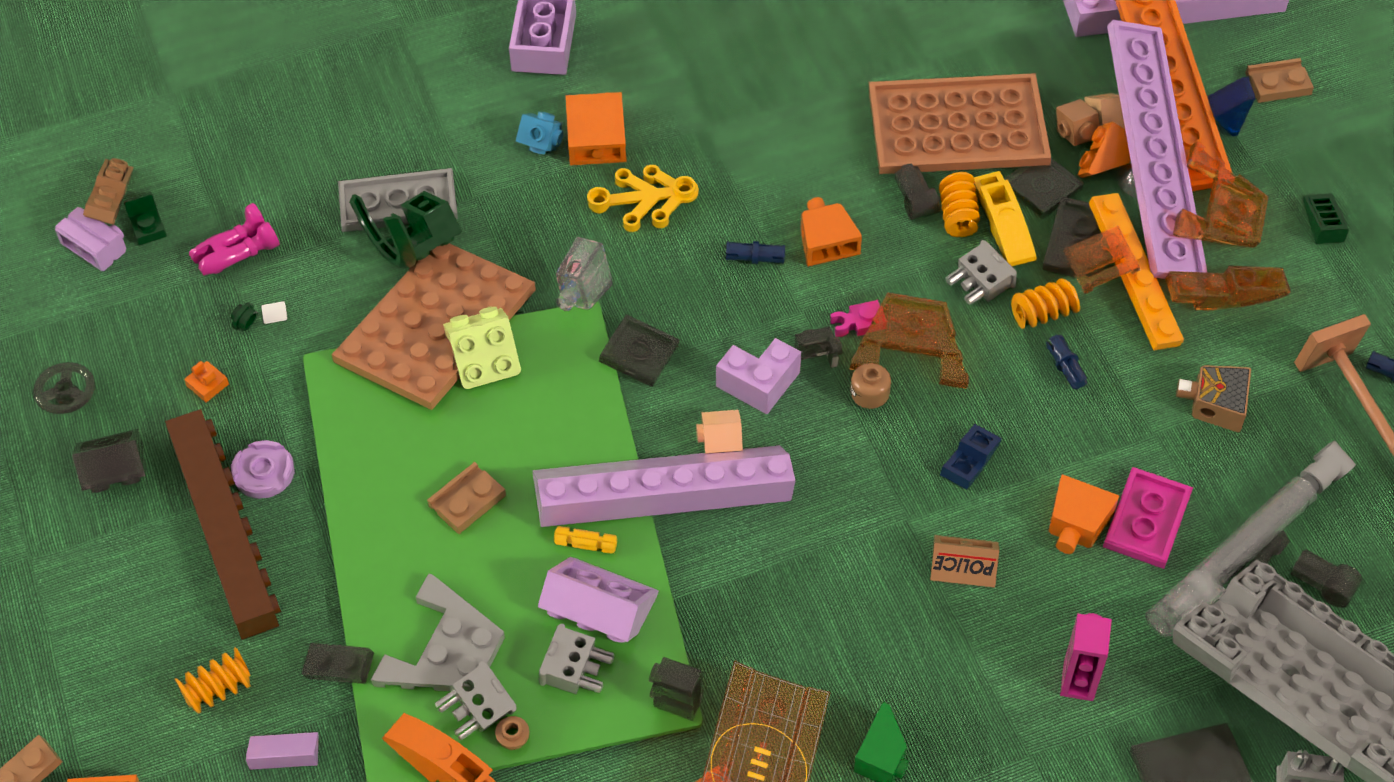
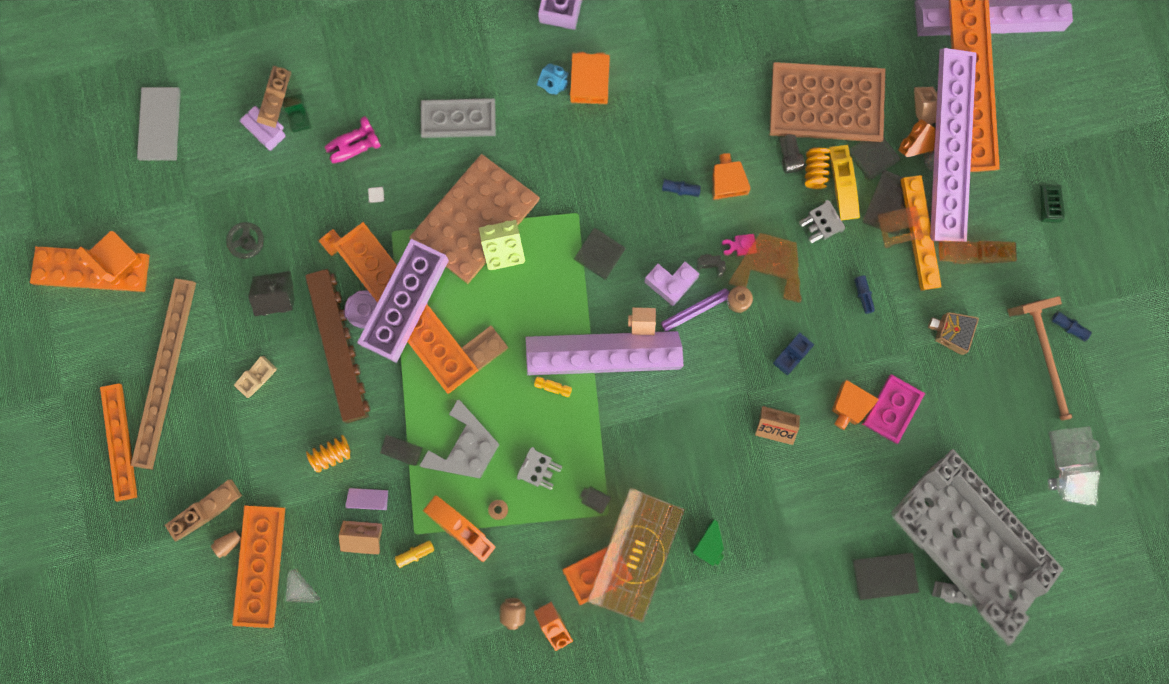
camera: 10 degrees right, 25 degrees up
(85, 585) = (255, 377): none -> tan slope
(243, 316) = (356, 198): dark green plate -> none
(328, 431) = (403, 300): none -> lavender brick
(335, 454) = (430, 337): none -> orange plate
(429, 226) = (467, 155): dark green piece -> none
(488, 690) = (484, 482): light grey piece -> none
(583, 275) = (569, 199): clear torso -> none
(596, 599) = (556, 429): lavender slope -> none
(646, 195) = (618, 134): yellow plant -> none
(801, 413) = (695, 310): none -> medium lavender axle
(1045, 301) = (859, 249): light orange piece -> none
(1076, 121) = (905, 112): medium nougat brick -> none
(1085, 656) = (838, 509): dark pink brick -> none
(1232, 104) = (1011, 113): clear blue slope -> none
(1234, 207) = (994, 193): clear orange wing -> none
(1248, 540) = (912, 469): clear piece -> none
(1274, 548) = (966, 438): clear smoke piece -> none
(1279, 80) = (1046, 89): medium nougat plate -> none
(1336, 583) = (997, 469): clear smoke piece -> none

